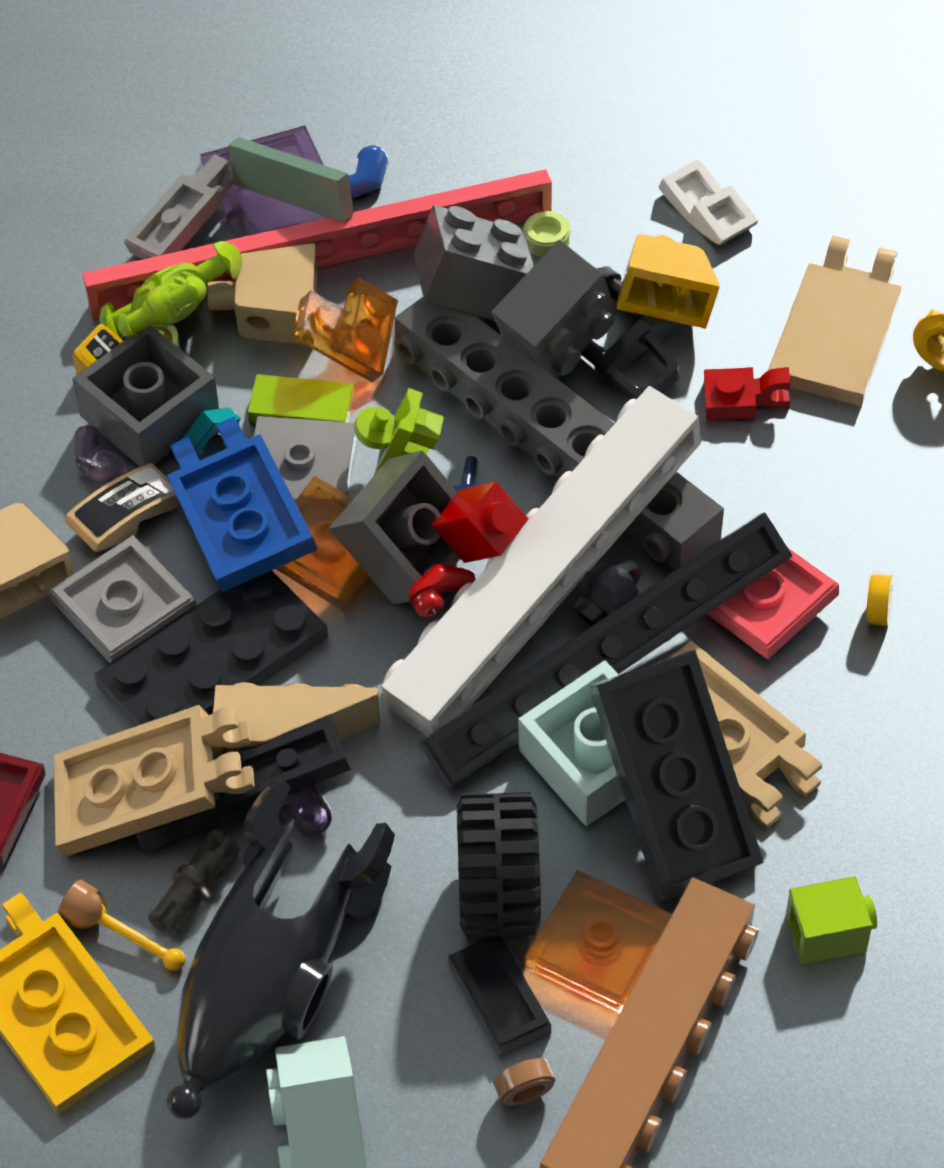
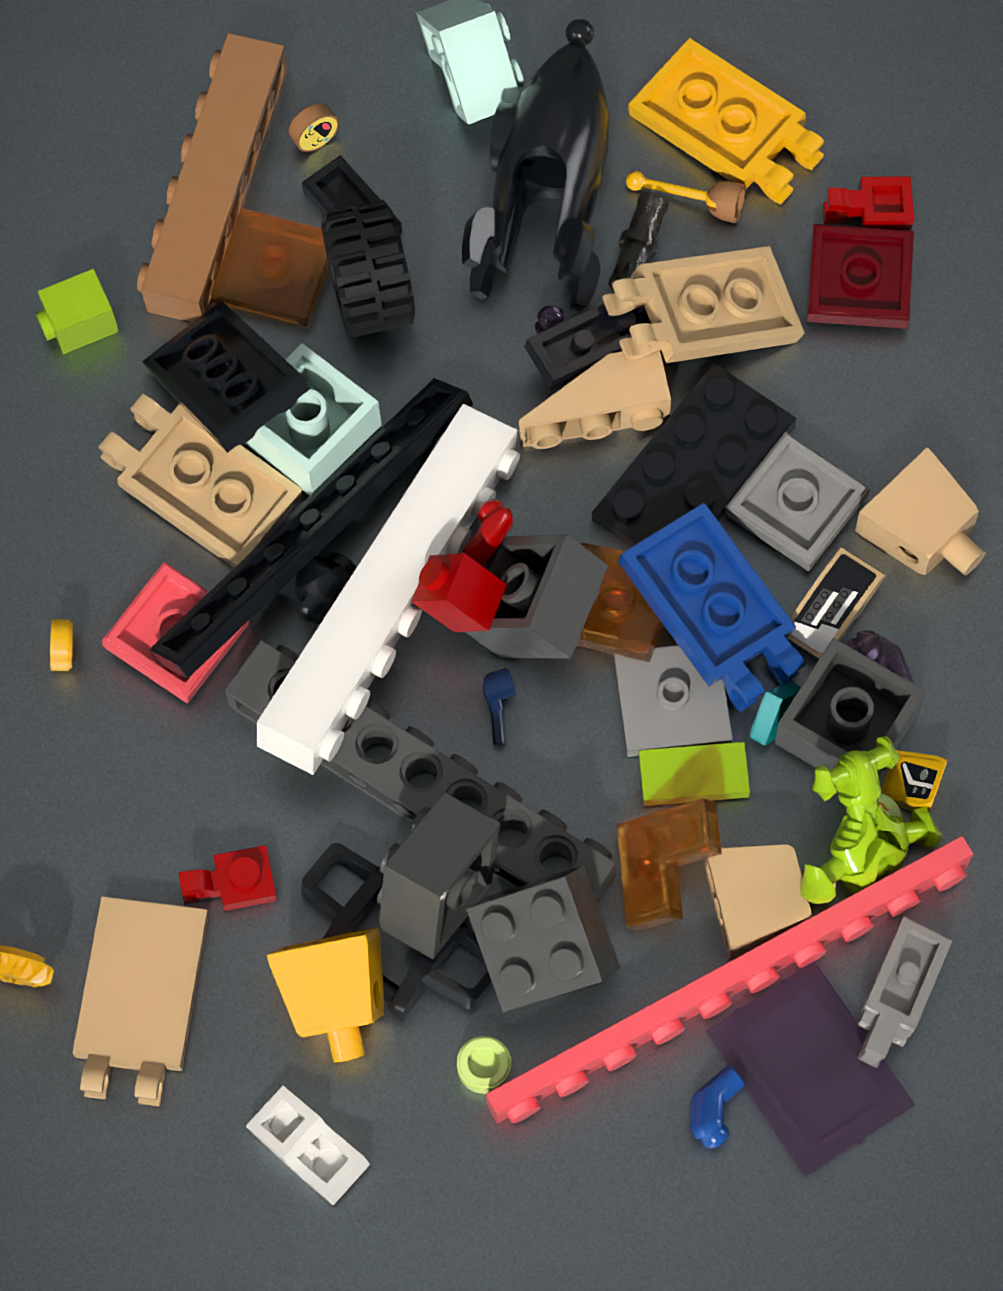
camera: 170 degrees right, 15 degrees up
(291, 179) = (782, 1024): sand green tile -> none
(402, 434) = (571, 716): lime hips -> none

